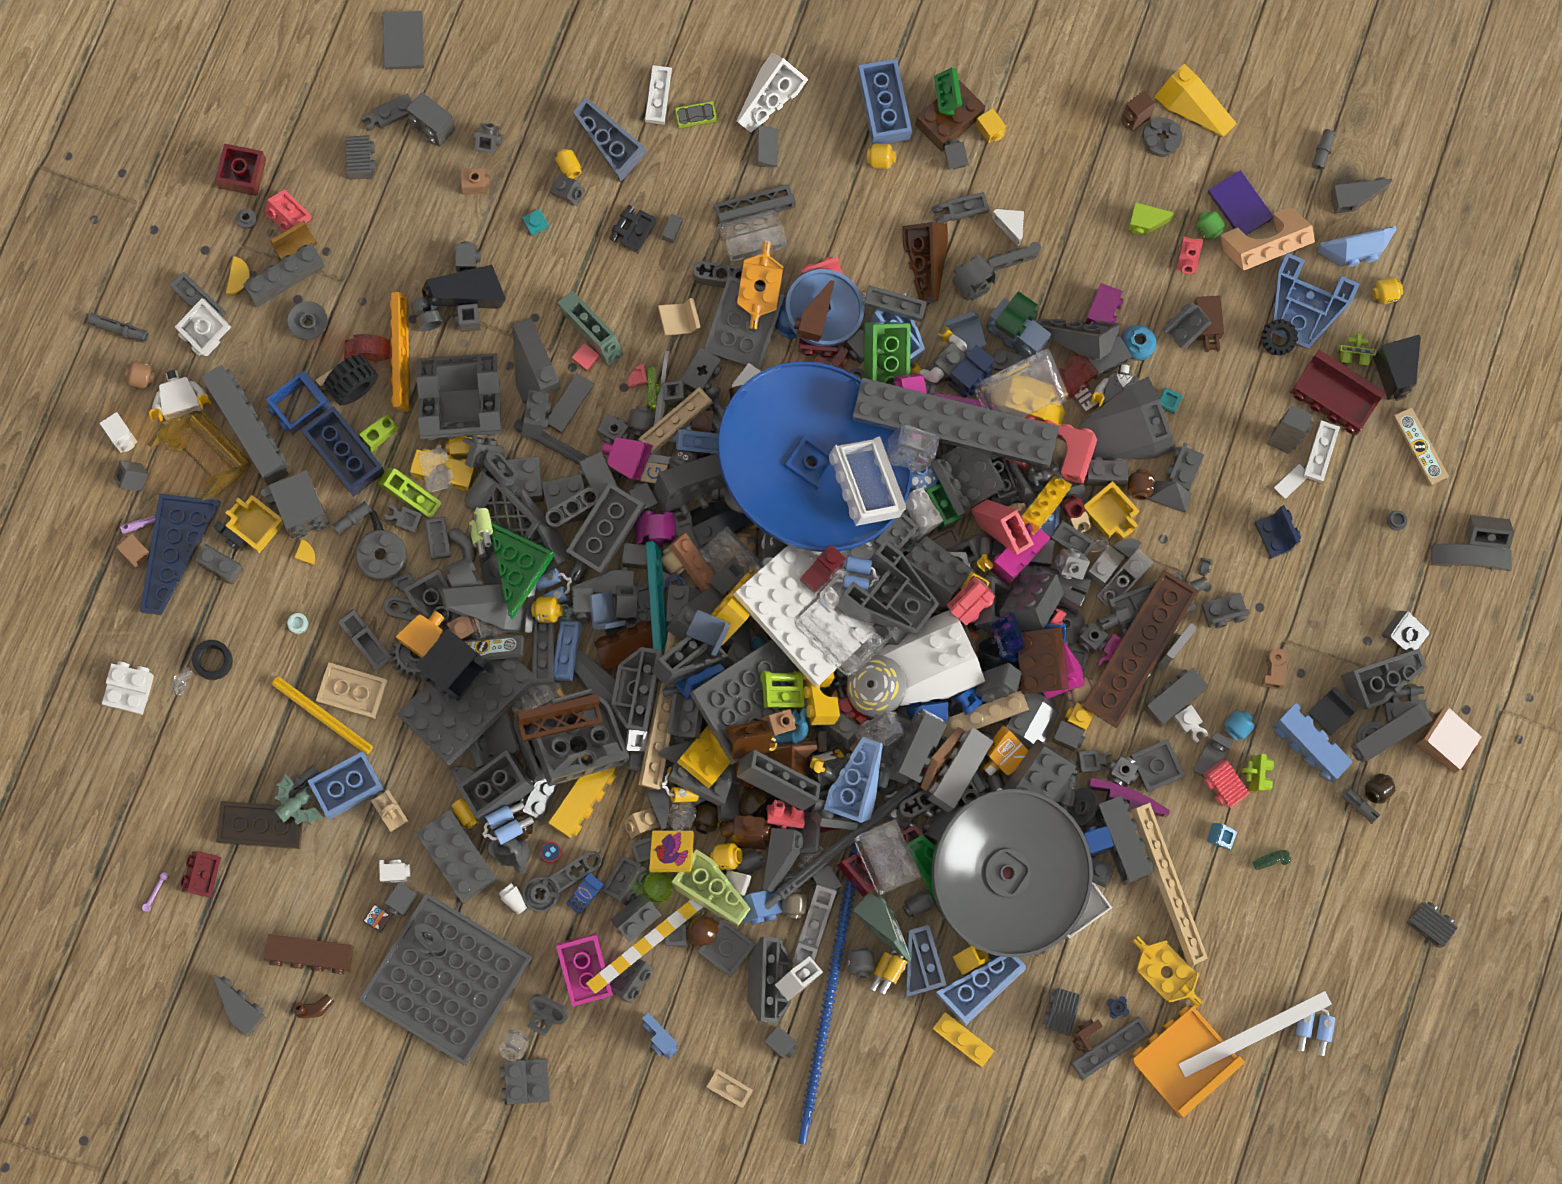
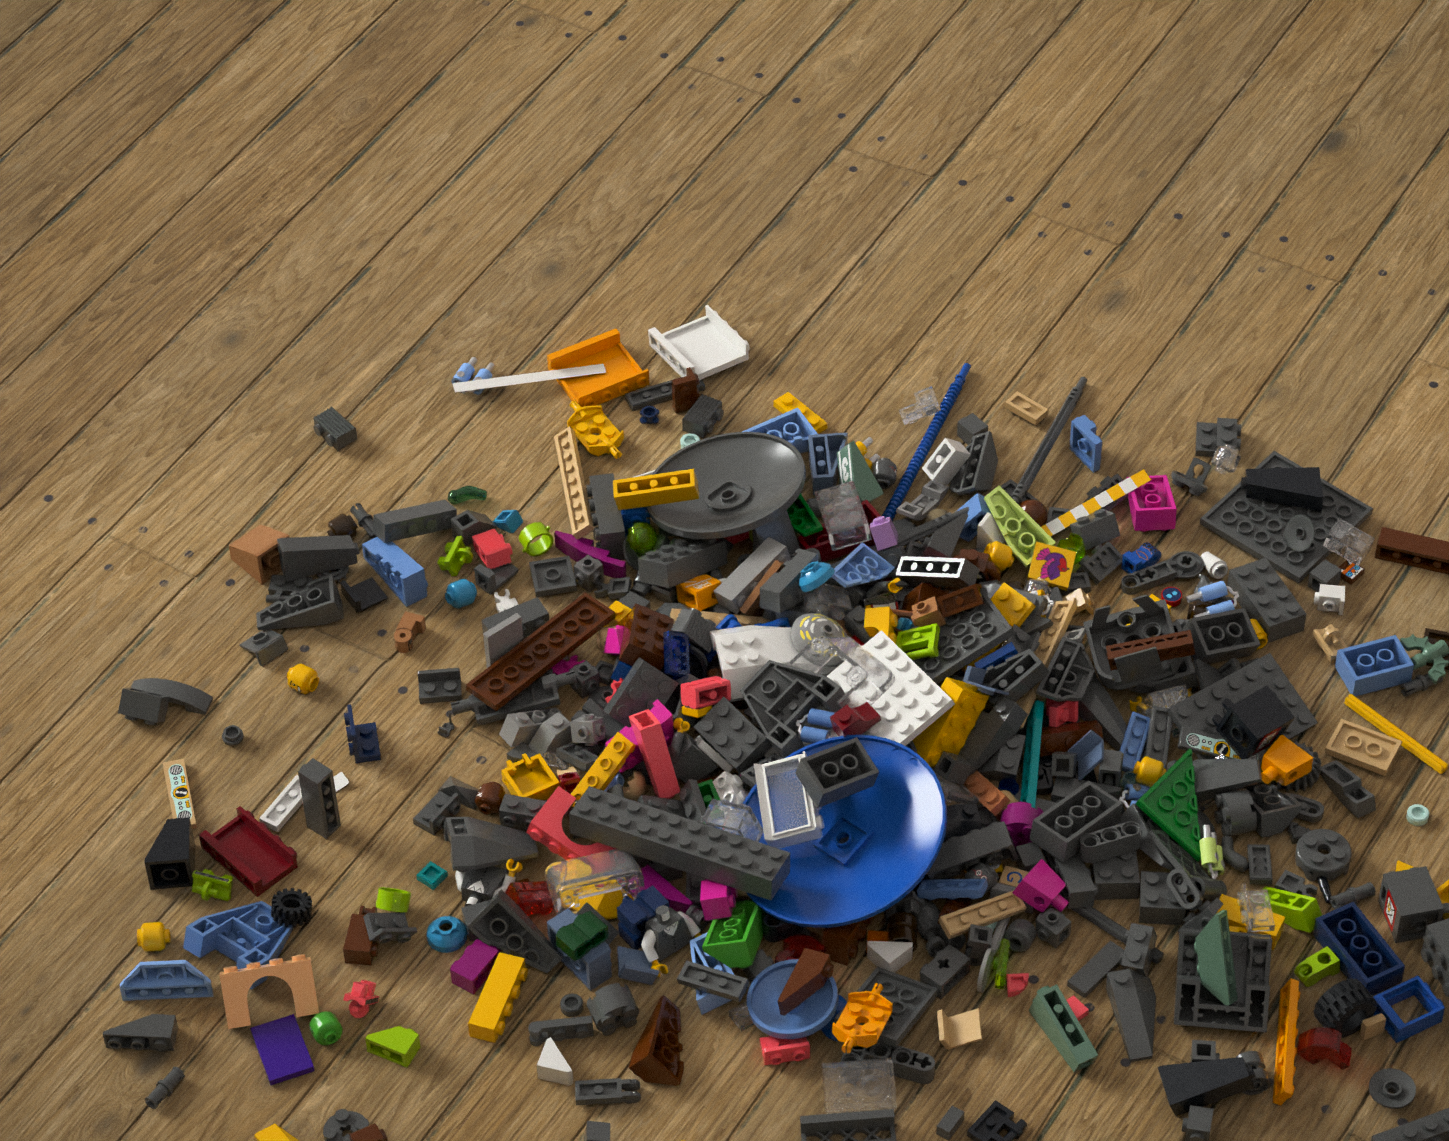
camera: 160 degrees left, 30 degrees down
(313, 1010) = (1416, 513): reddish brown arm -> none
(388, 947) = (1348, 542): none -> clear brick
(445, 1005) = (1285, 486): none -> black slope
(463, 397) = (1216, 959): none -> sand green wedge
(700, 1033) = (1048, 441): none -> dark grey axle
(826, 490) = (837, 772): none -> dark grey brick
(834, 1066) = (925, 406): none -> clear plate
(841, 840) = (884, 533): none -> lavender slope
(888, 733) = (815, 575): none -> dark azure piece
(1010, 288) = (571, 1005): none -> dark grey tile
(1067, 978) = (688, 439): none -> light aqua tile
(1076, 280) = (497, 997): none -> yellow brick
(1078, 842) = (655, 489): none -> yellow brick
(1082, 811) = (642, 537): none -> clear neon green hair
(1089, 1114) = (703, 345): none -> white panel
(1185, 804) = (531, 532): none -> lime piece
(1193, 367) = (393, 899): none -> lime piece
(1252, 812) = (470, 524): none -> dark grey slope
(1310, 798) = (413, 521): none -> dark grey brick
(1355, 595) = (302, 678): none -> yellow head

